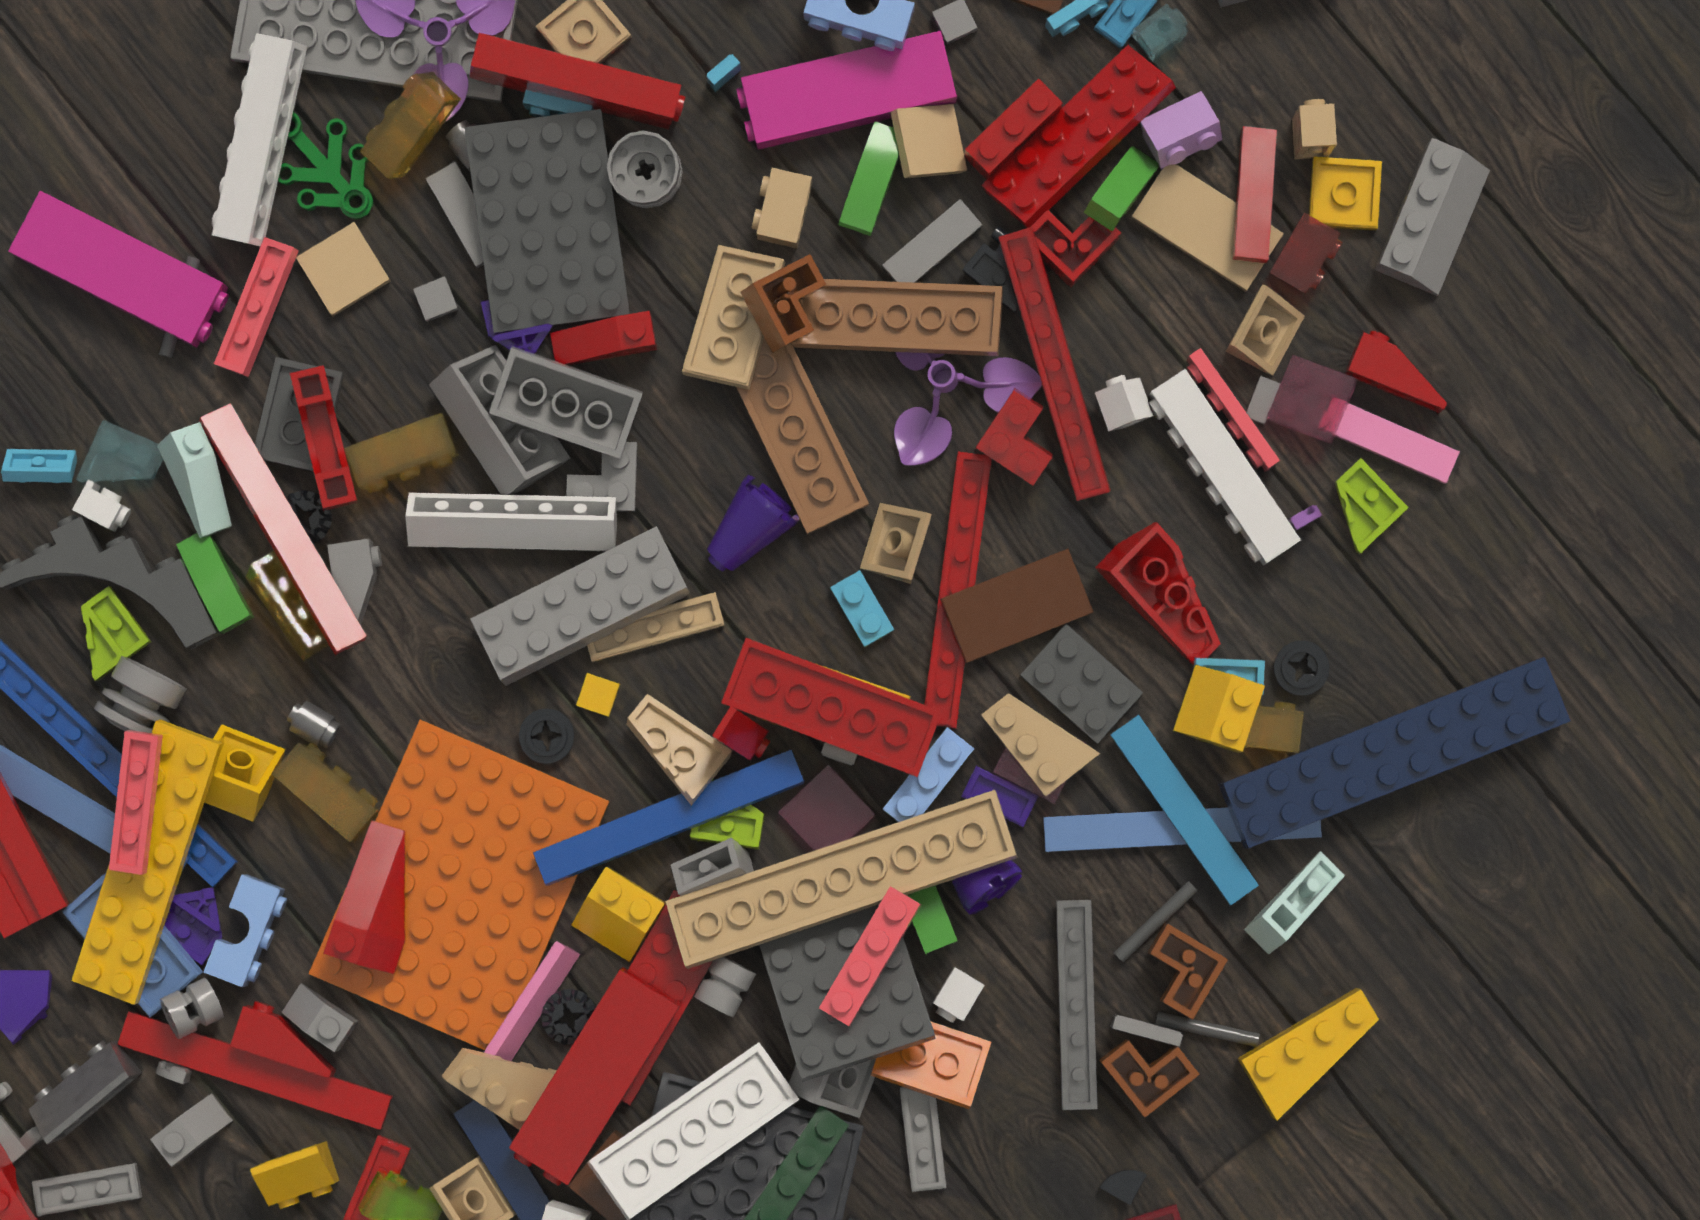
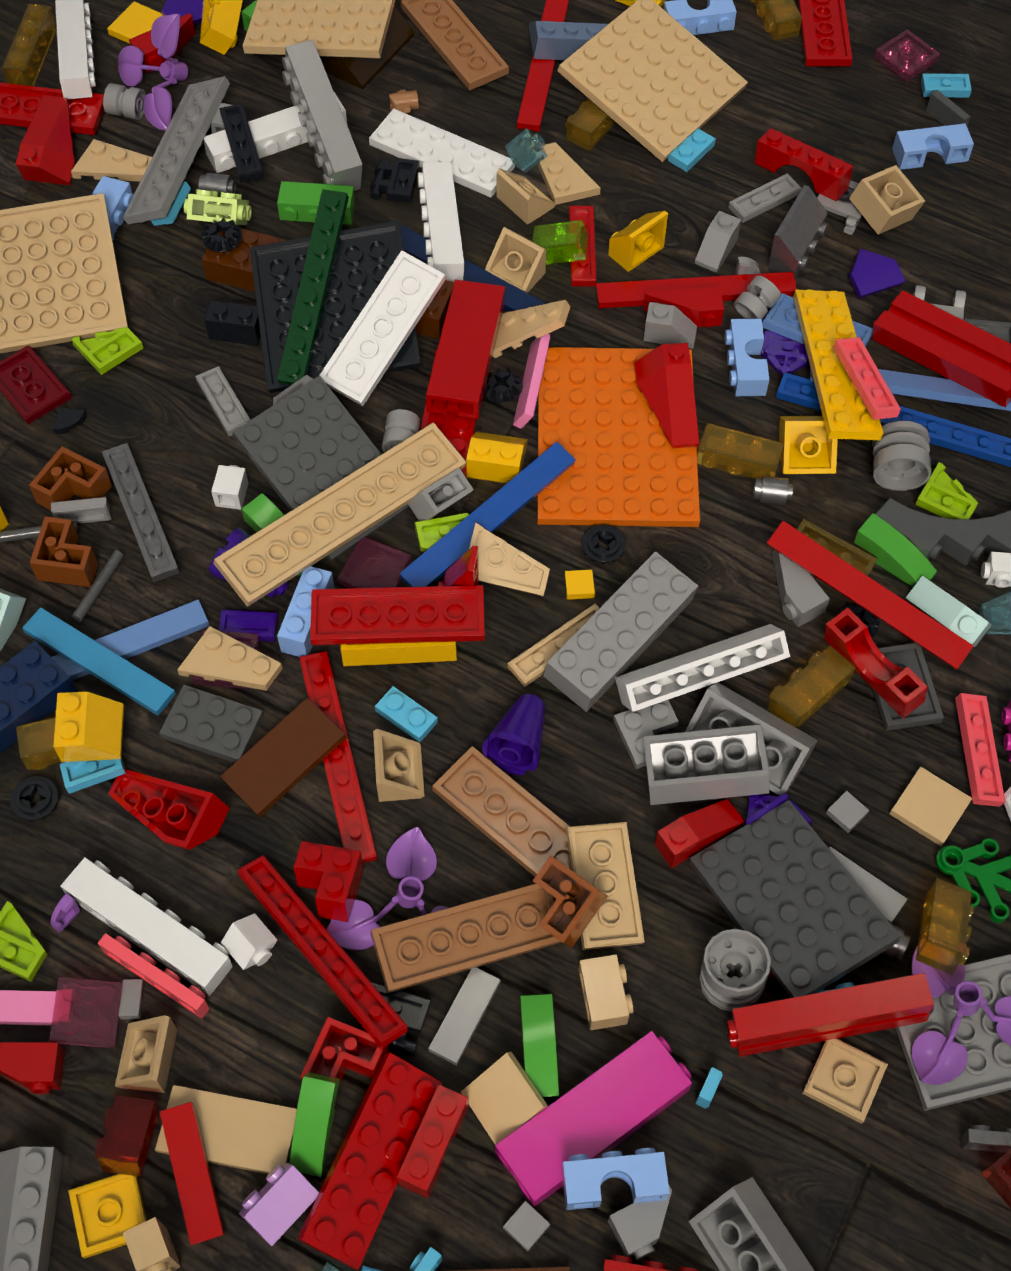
camera: 155 degrees right, 25 degrees down
(870, 956) = (299, 462): coral plate -> none
(938, 1068) = (215, 442): orange plate -> none

